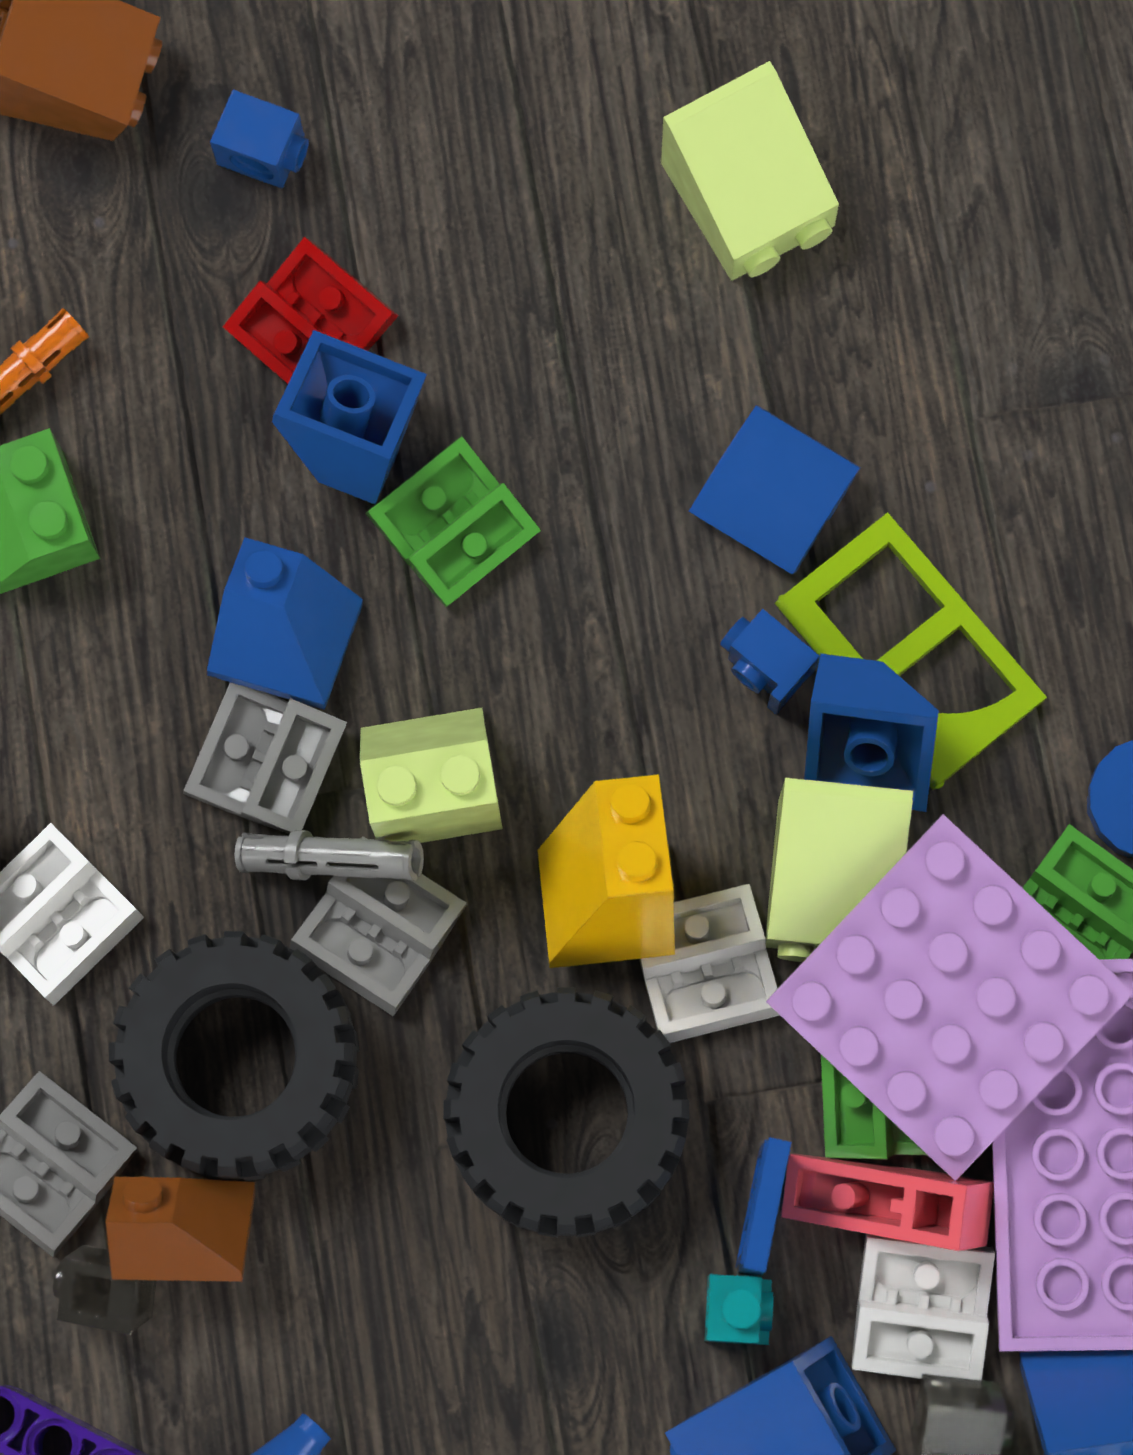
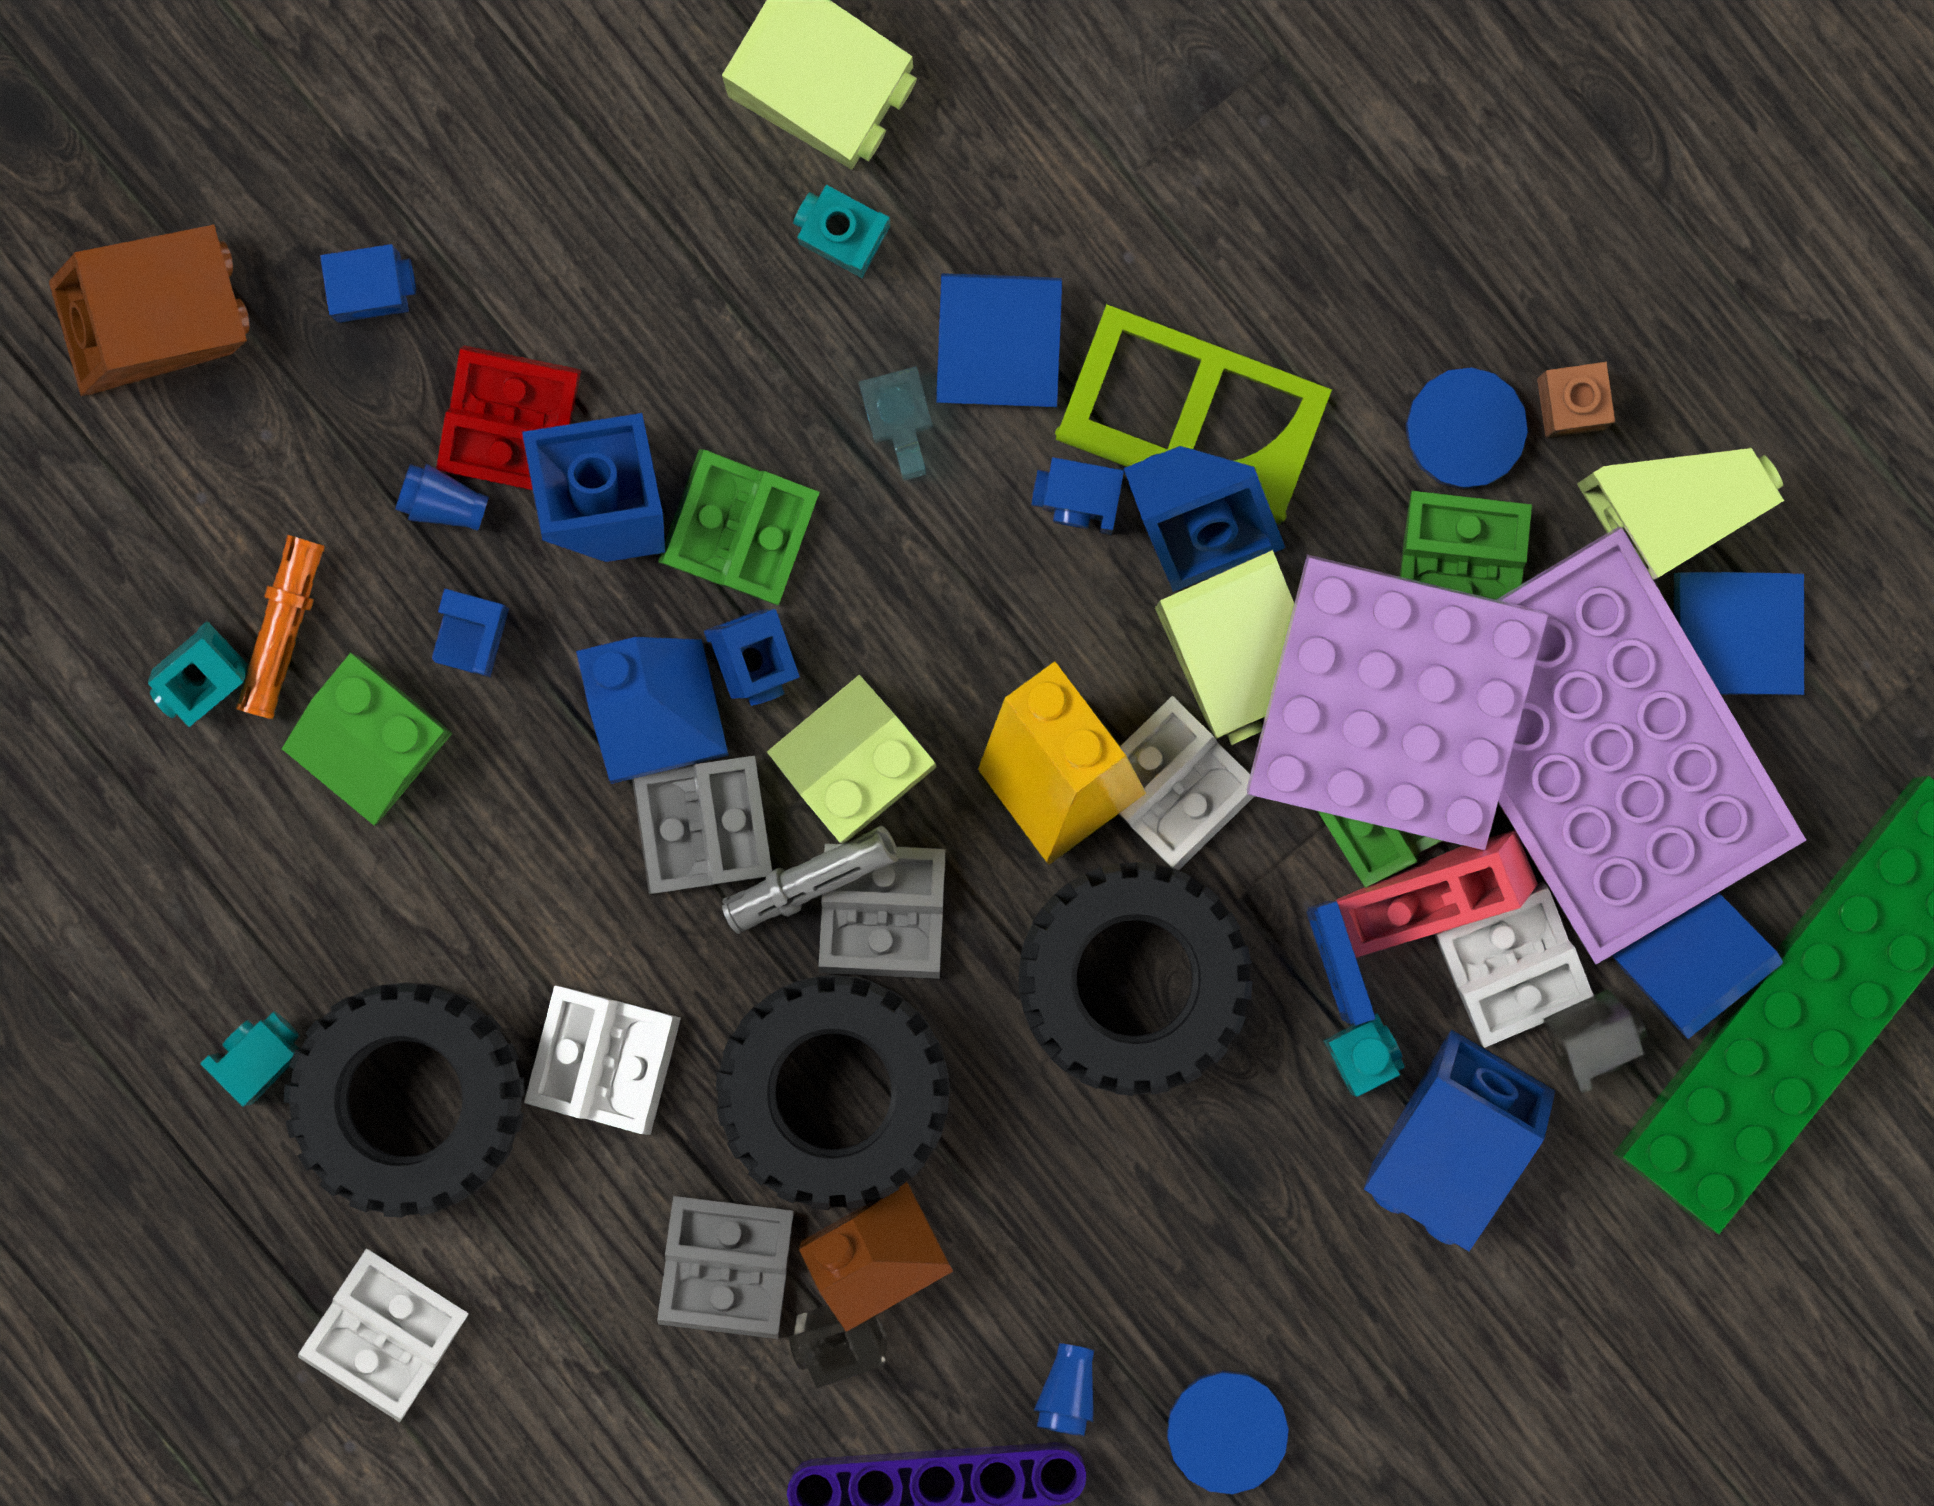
camera: 30 degrees left, 10 degrees up
(167, 478) = (469, 632): none -> blue panel
(209, 351) = (439, 499): none -> blue cone
(416, 623) = (765, 637): none -> blue brick
(649, 500) = (896, 412): none -> clear light blue plate
(692, 339) = (852, 249): none -> teal brick

